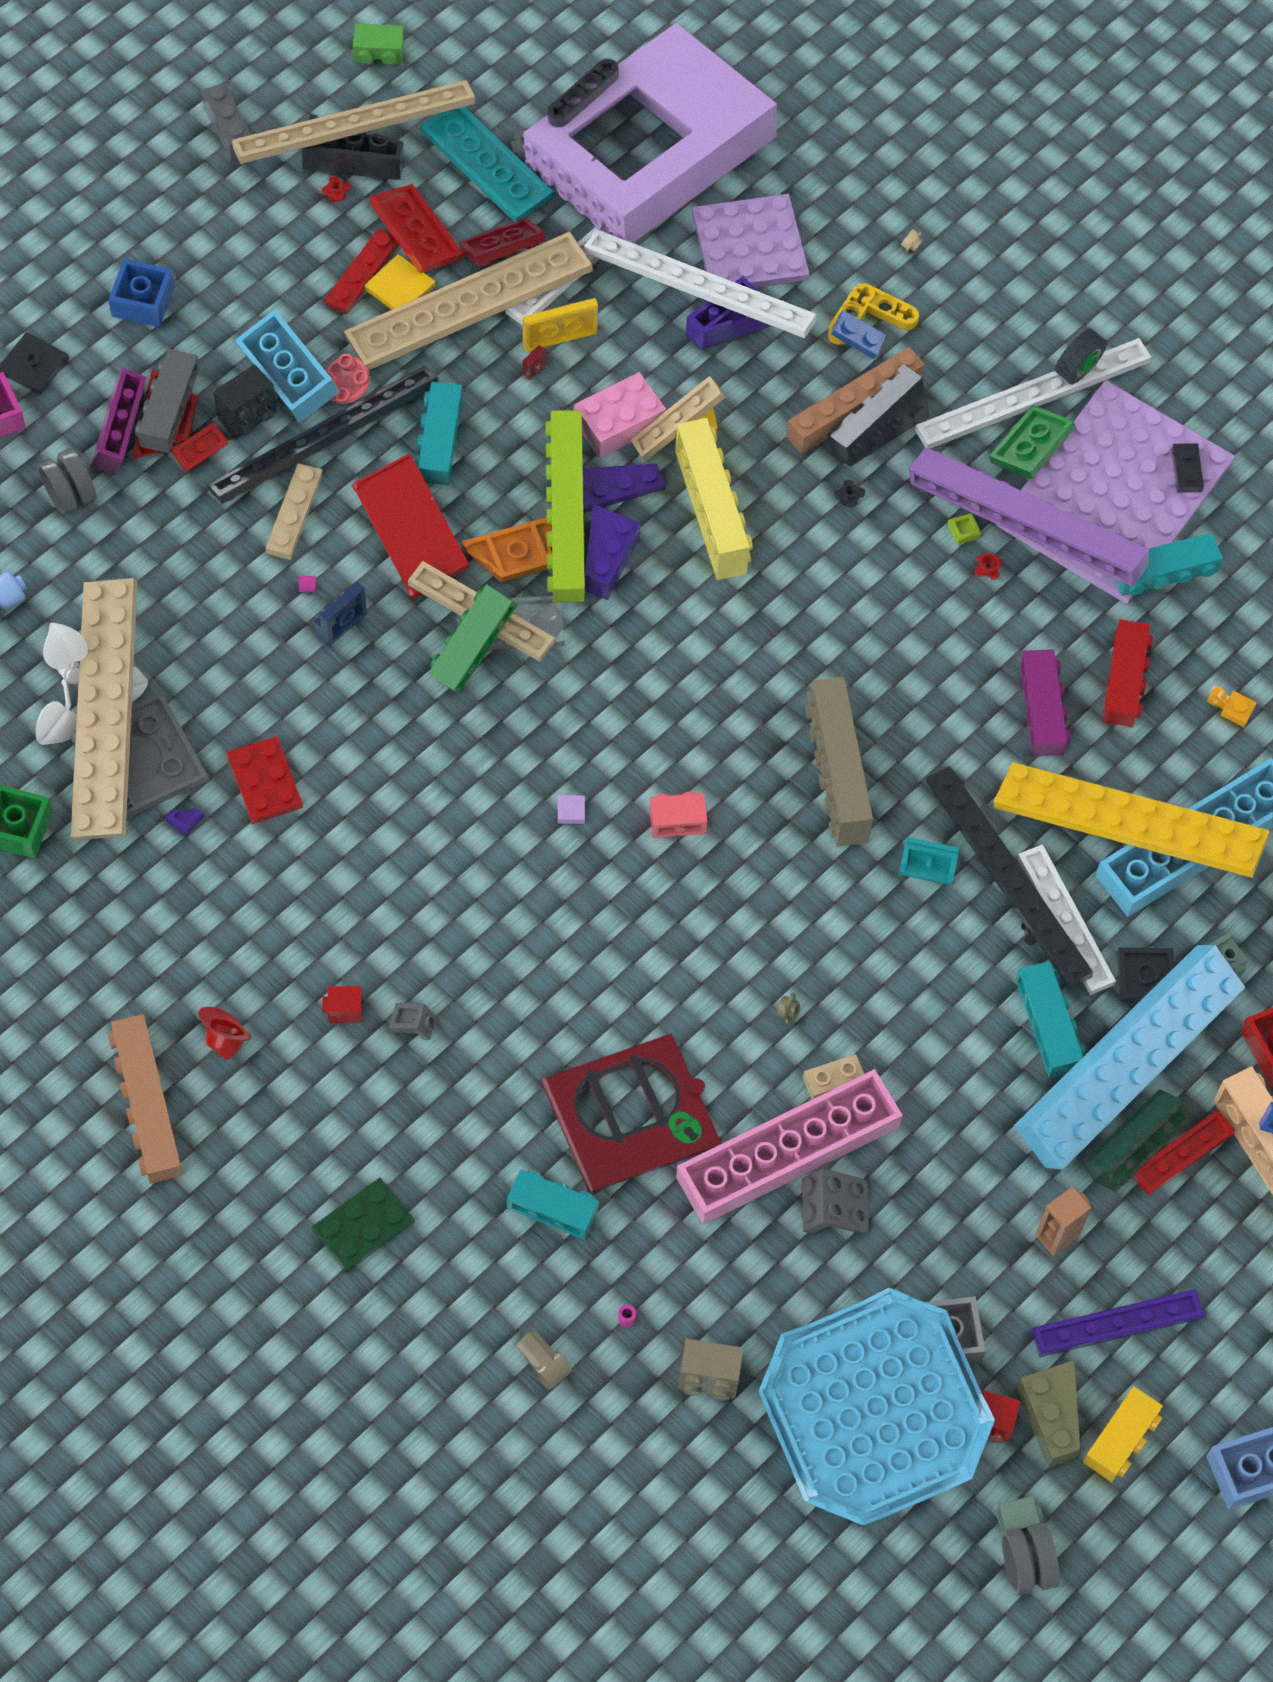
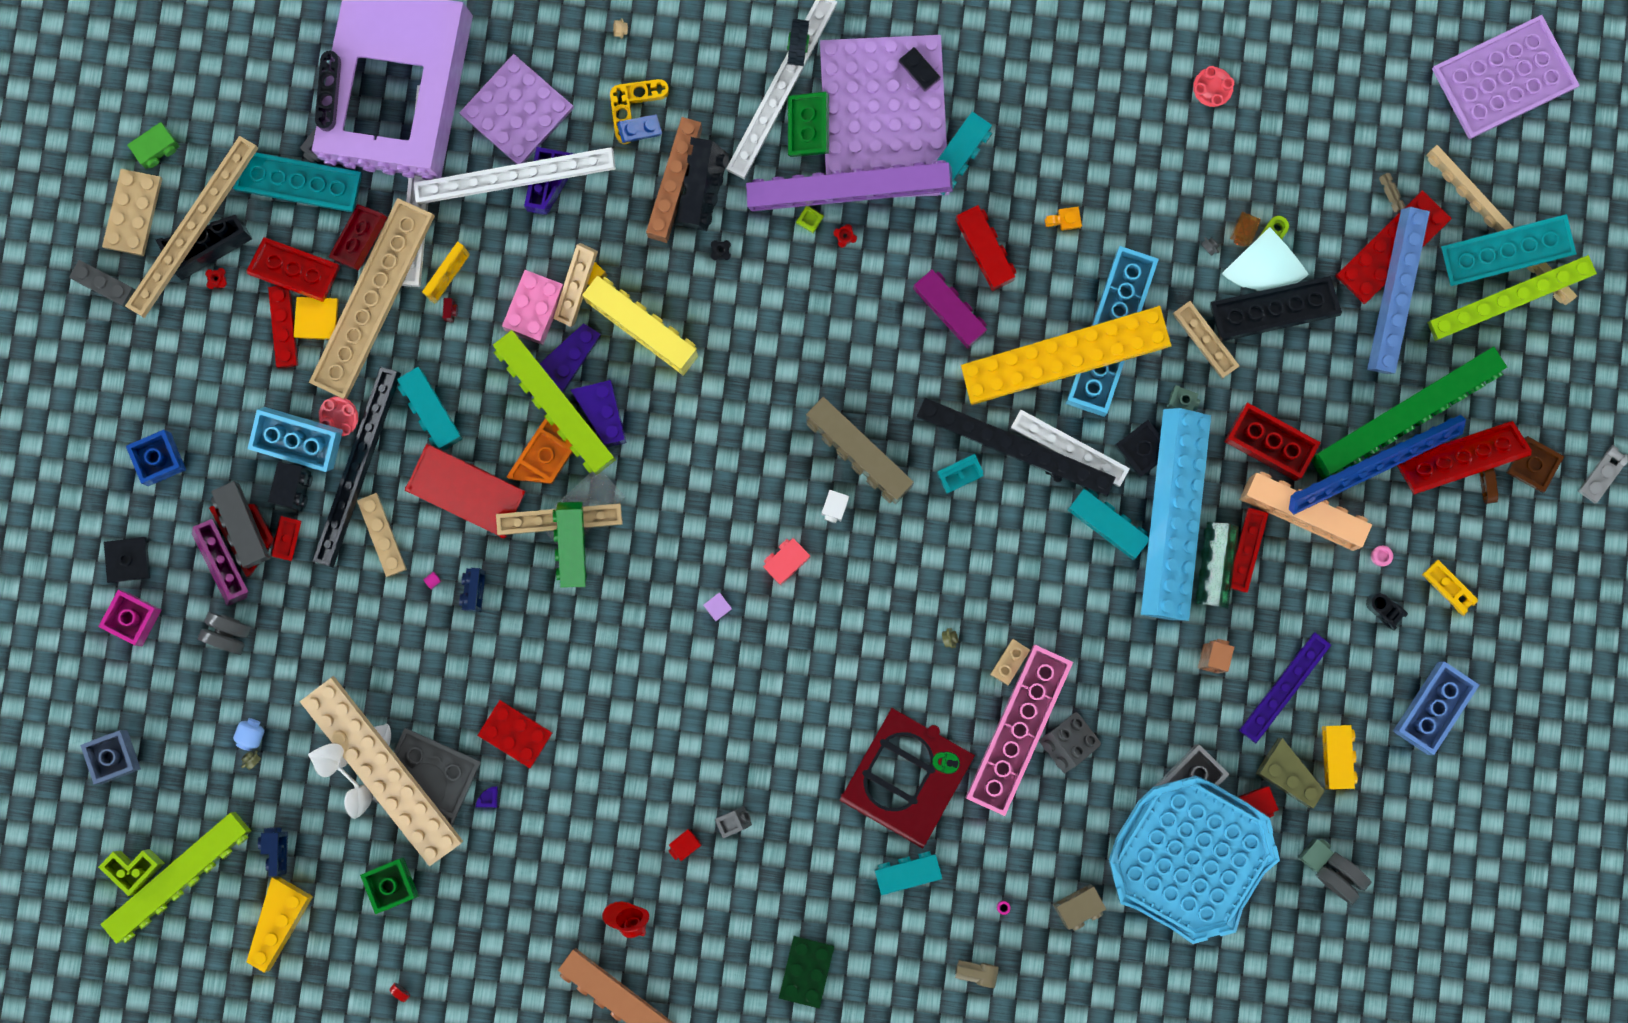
camera: 30 degrees left, 20 degrees up
(308, 85) = (132, 212): none -> tan plate
(772, 799) = (835, 506): none -> white brick

